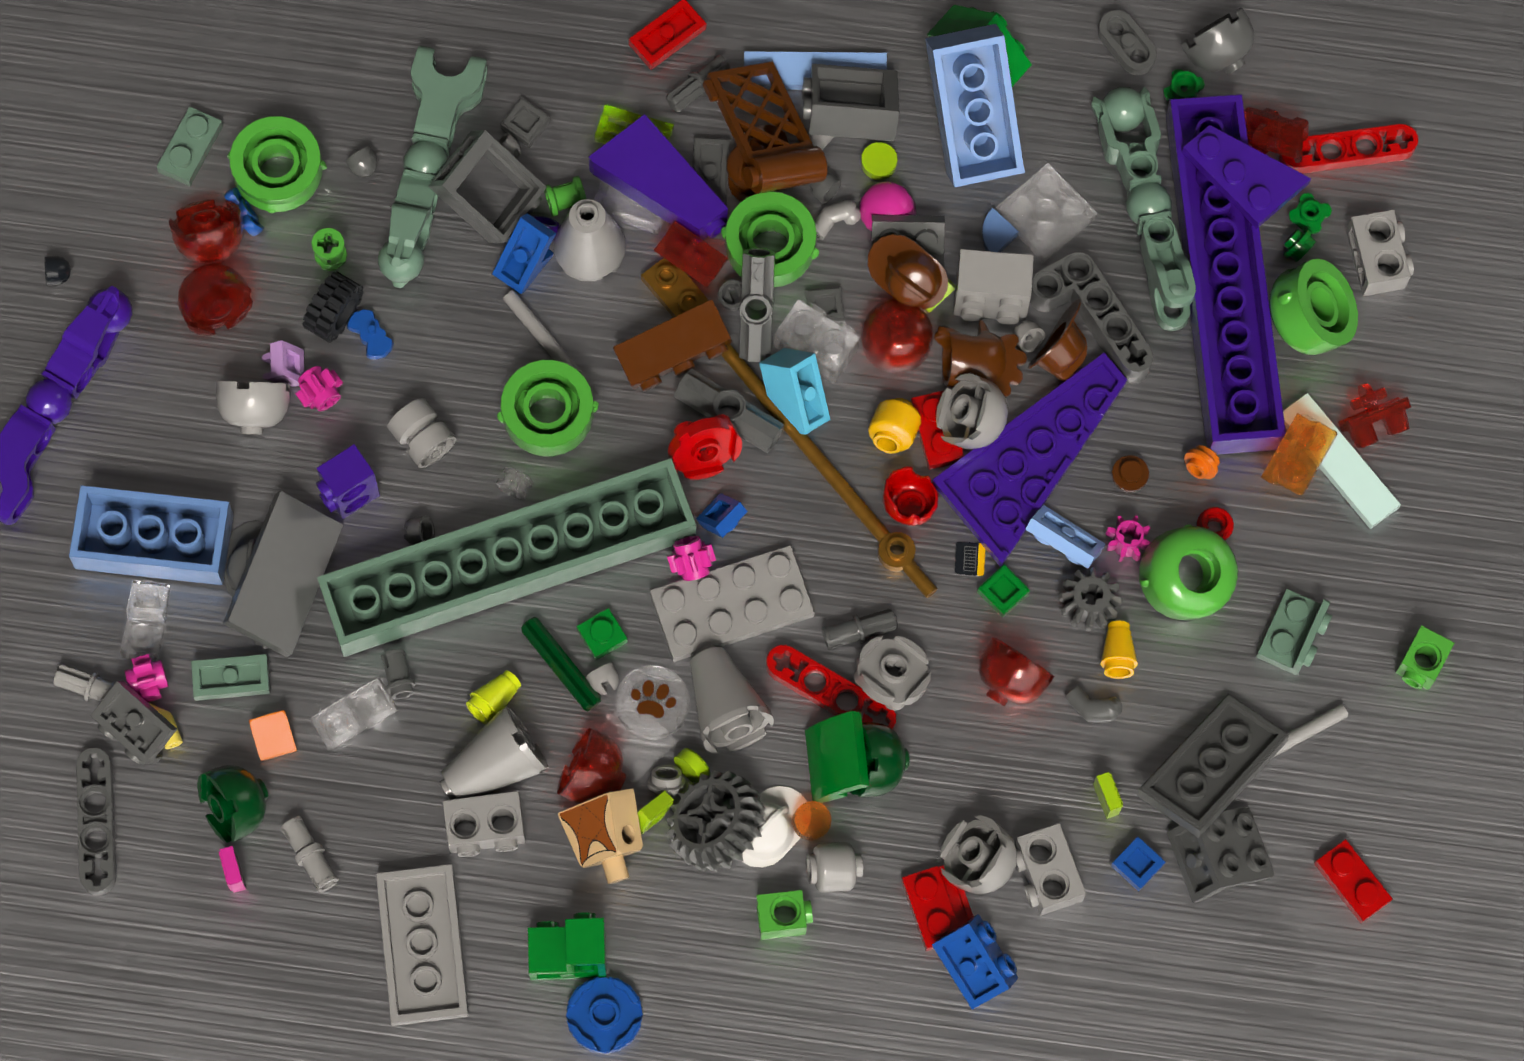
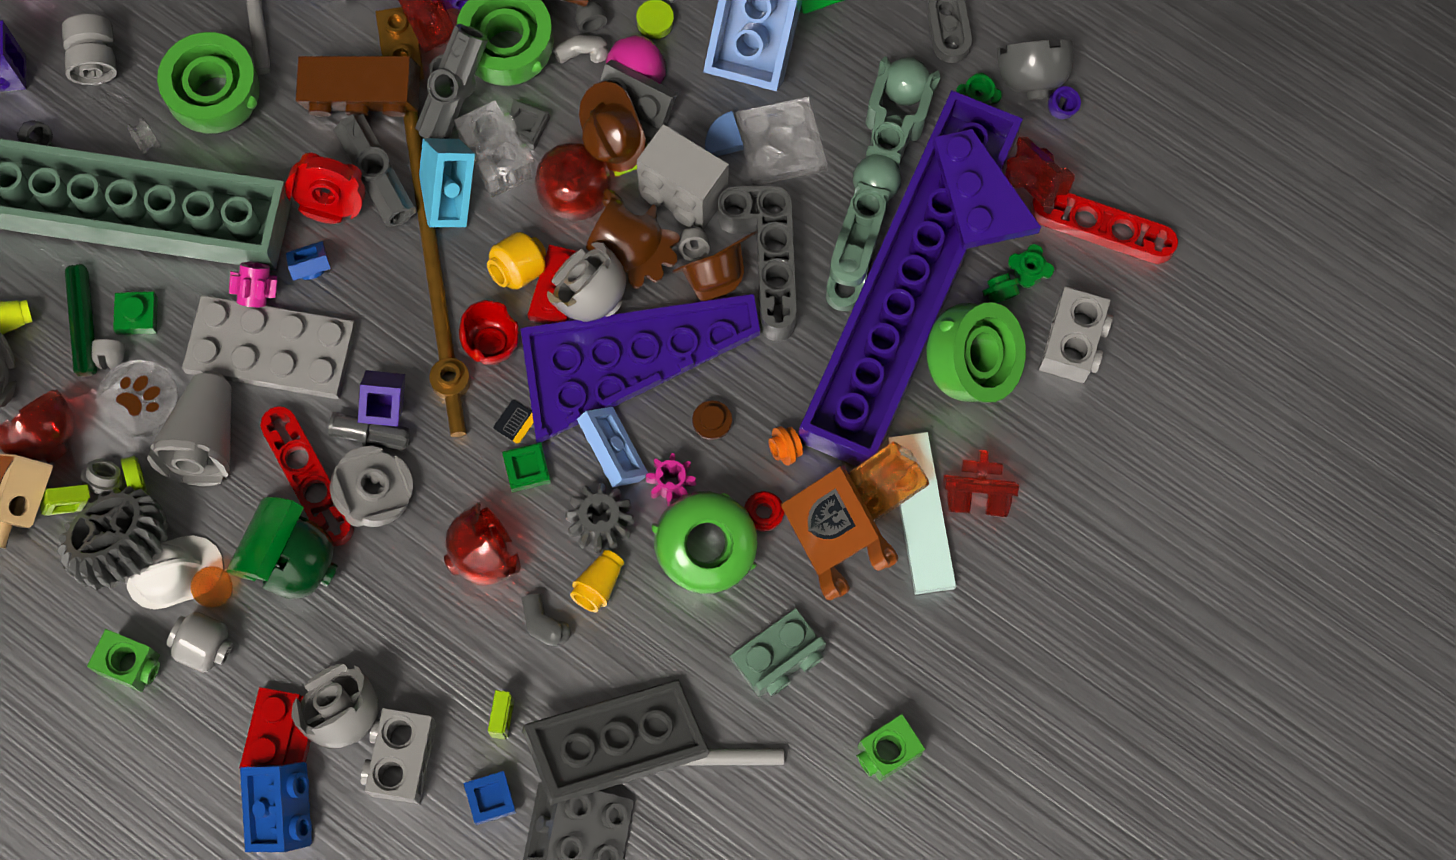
camera: 30 degrees right, 0 degrees up
(858, 595) = (381, 398): none -> dark purple brick
(1264, 61) = (1070, 106): none -> dark purple hinge
(1282, 505) = (835, 526): none -> dark orange flag

